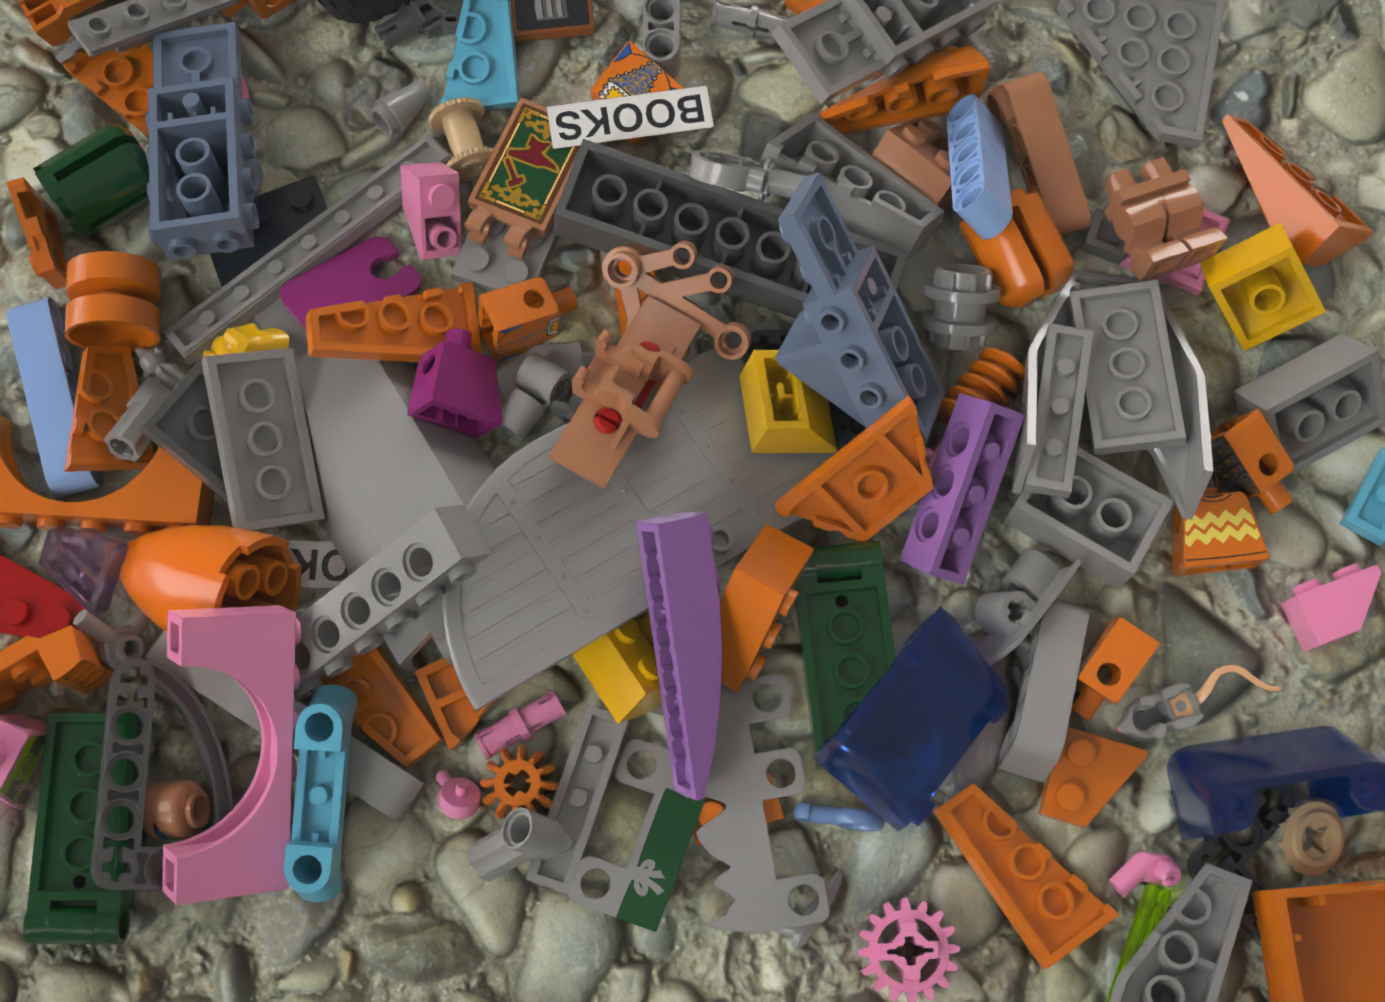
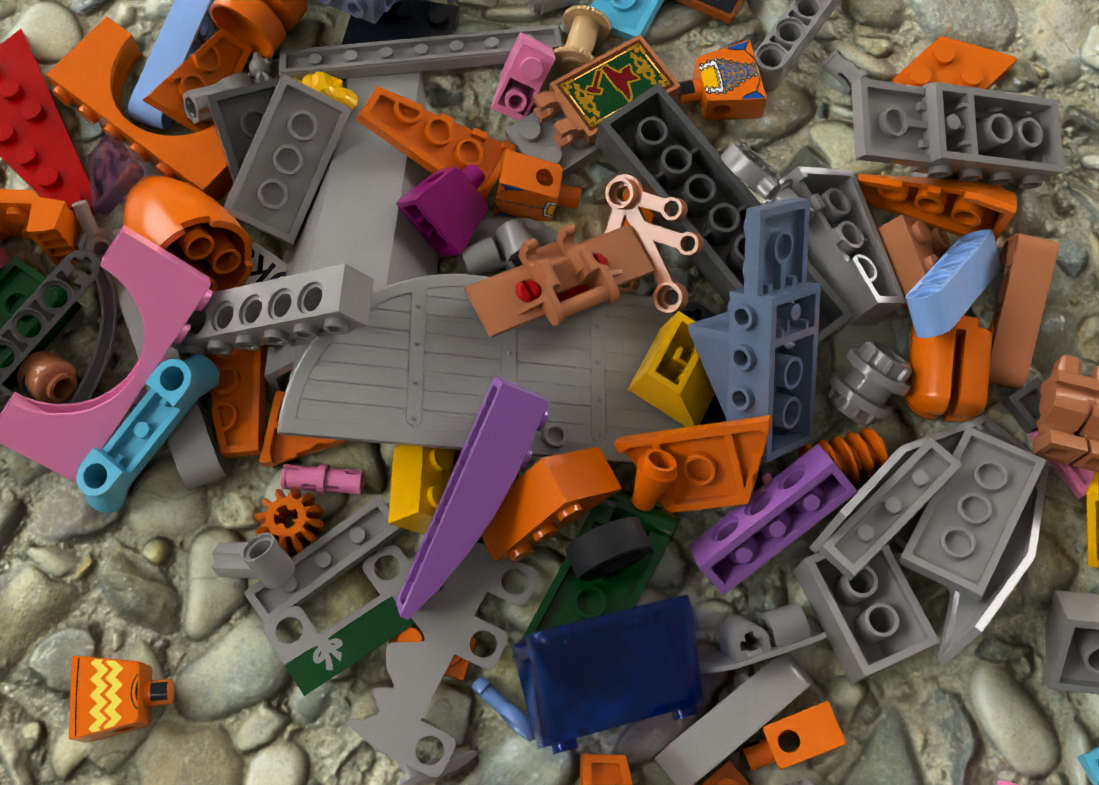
camera: 35 degrees right, 5 degrees down
(348, 280) = (433, 90): magenta piece -> none
(458, 796) = (241, 500): bright pink piece -> none
(630, 117) = (712, 94): white sticker -> none
(835, 519) = (653, 476): none -> orange cone
(843, 611) = (608, 548): none -> black tyre
(1219, 535) = (963, 693): orange torso -> none
(1251, 460) = (1029, 653): orange torso -> none

